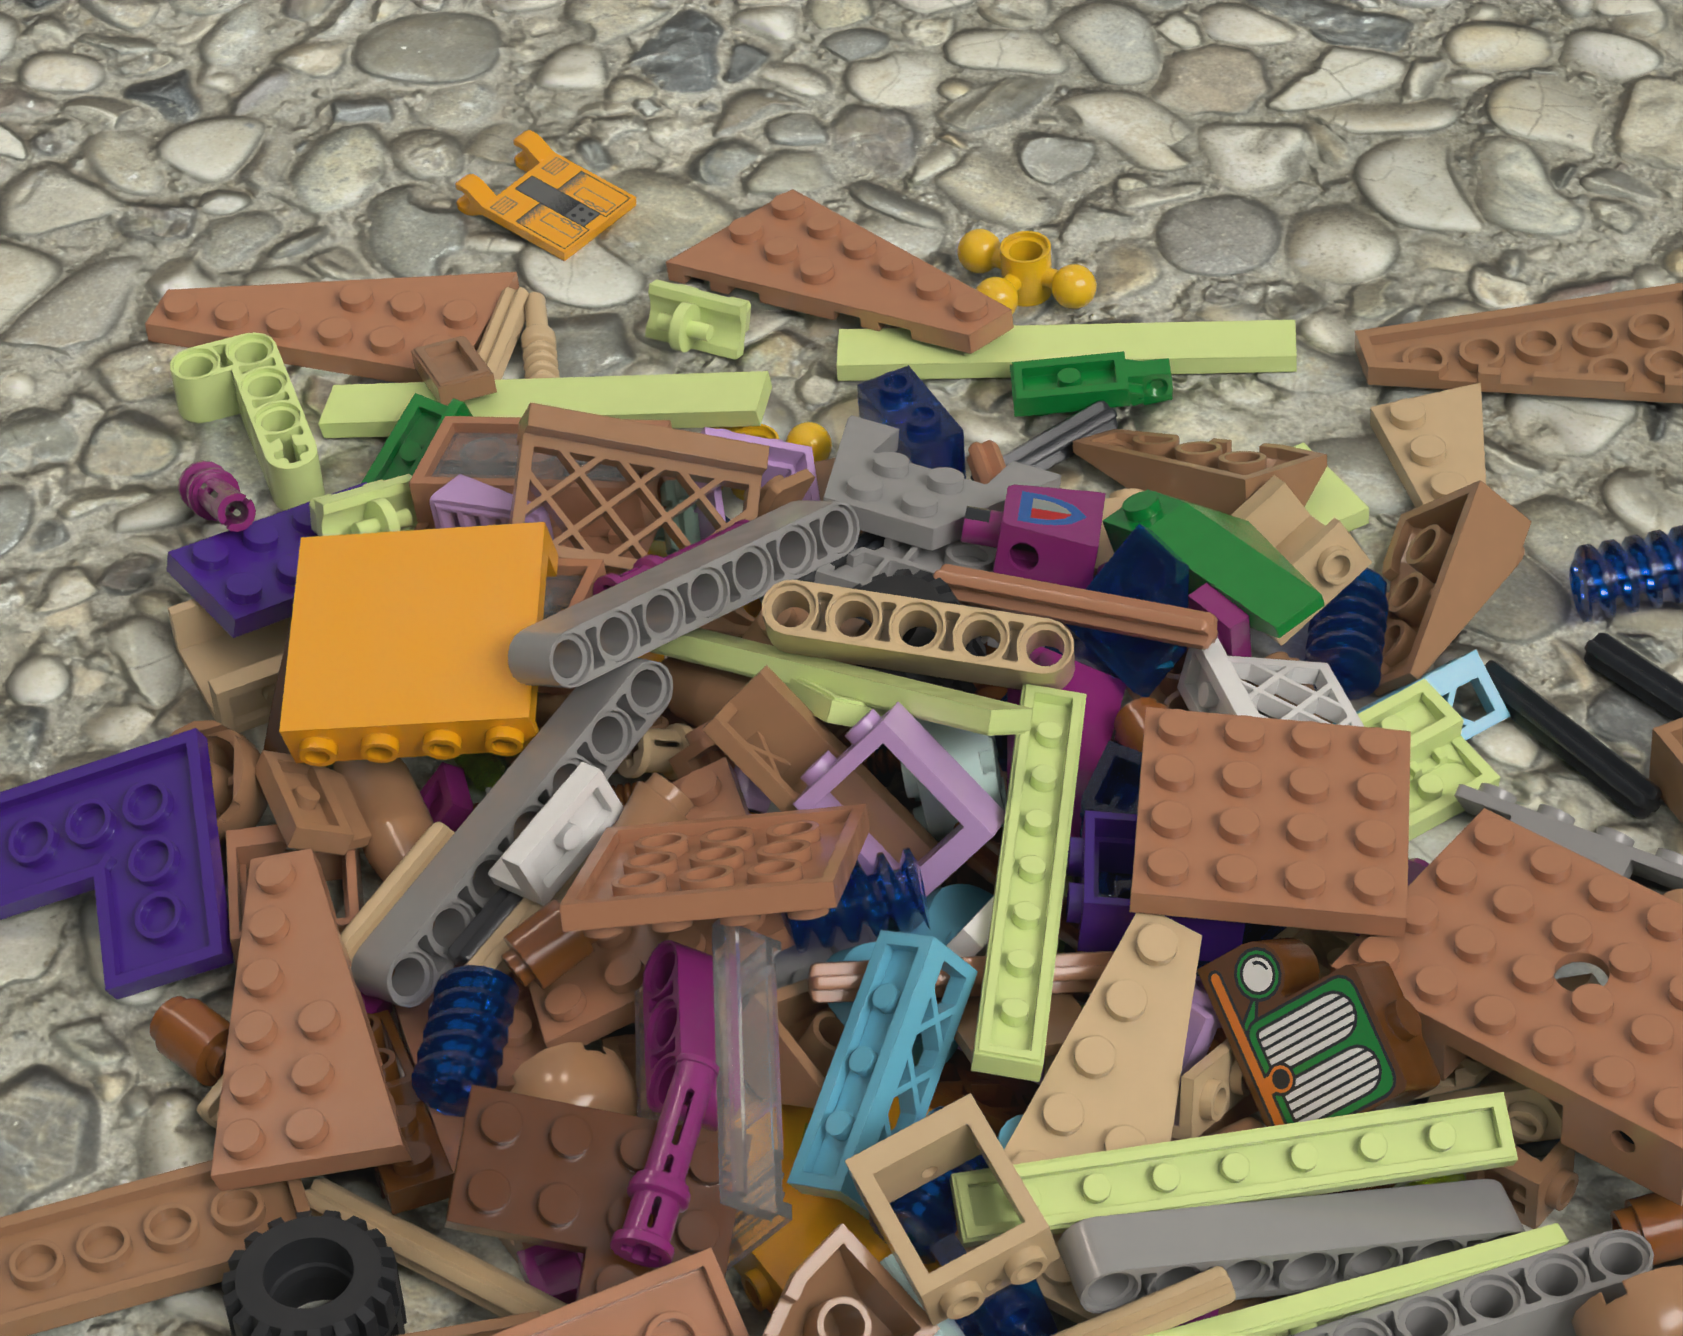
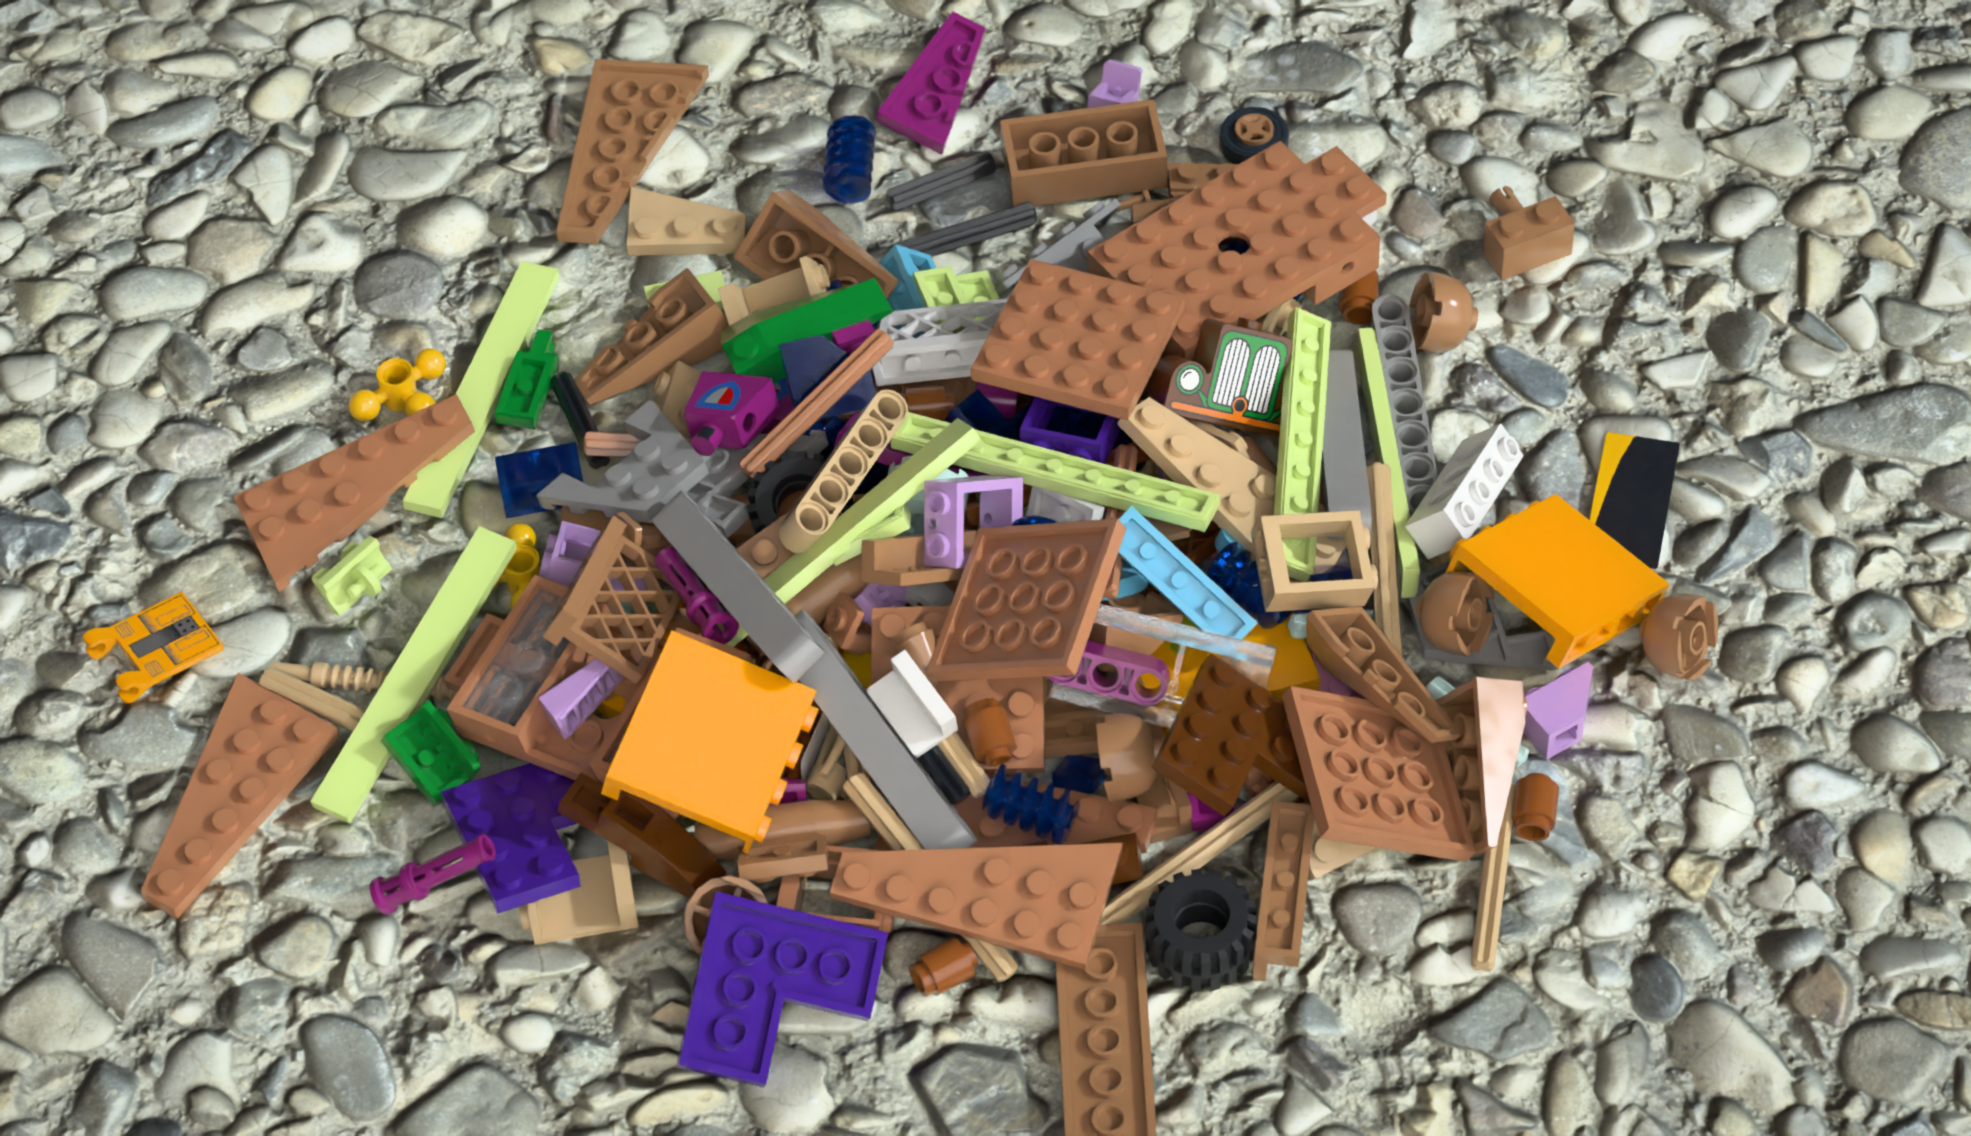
camera: 75 degrees left, 10 degrees up
(251, 380) = (386, 838): yellowish green beam -> none
(366, 509) = (511, 779): yellowish green hips -> none
(453, 370) = (356, 716): medium nougat tile -> none
(662, 1192) = (1250, 693): magenta pin -> none

